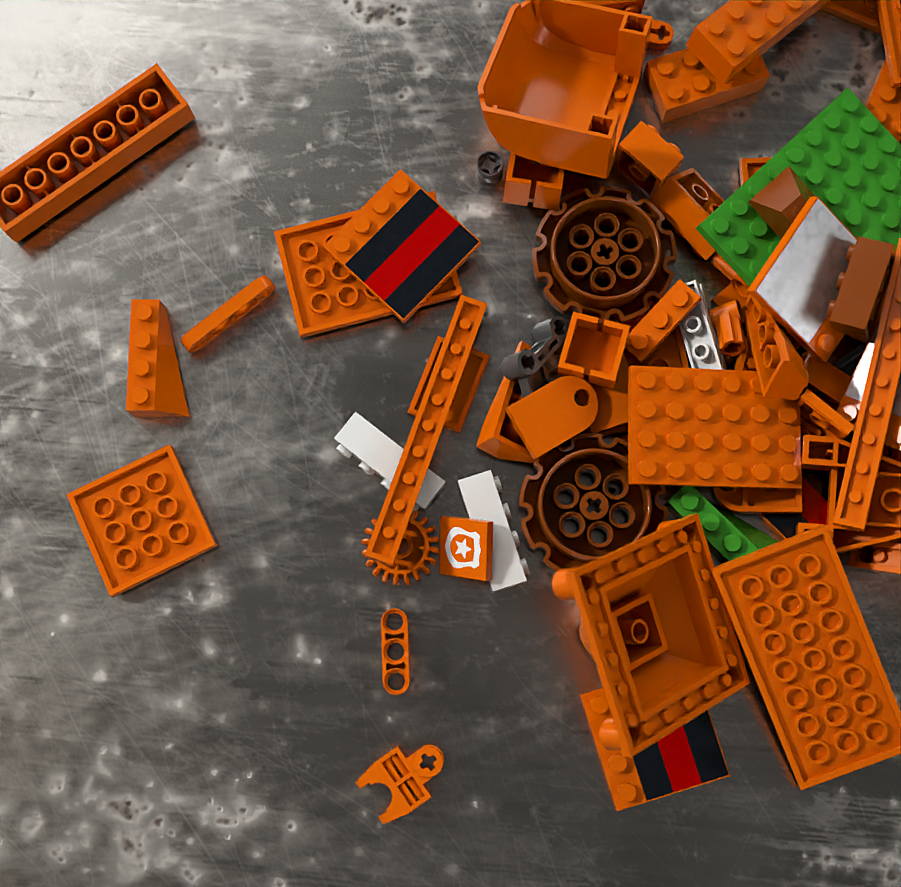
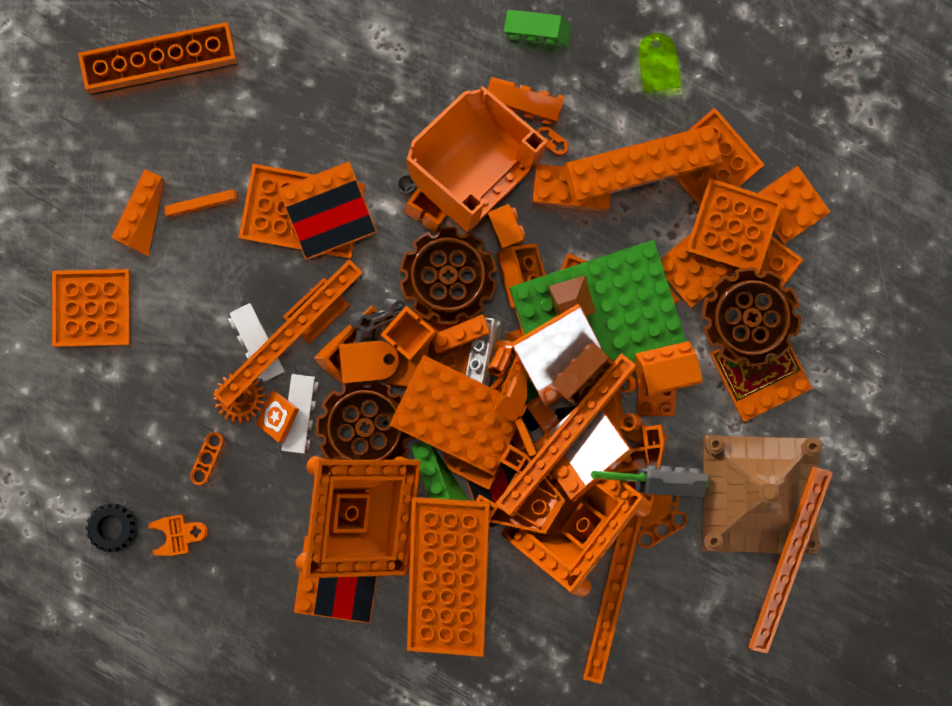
camera: 20 degrees right, 5 degrees up
(283, 825) = (95, 524): none -> black tyre

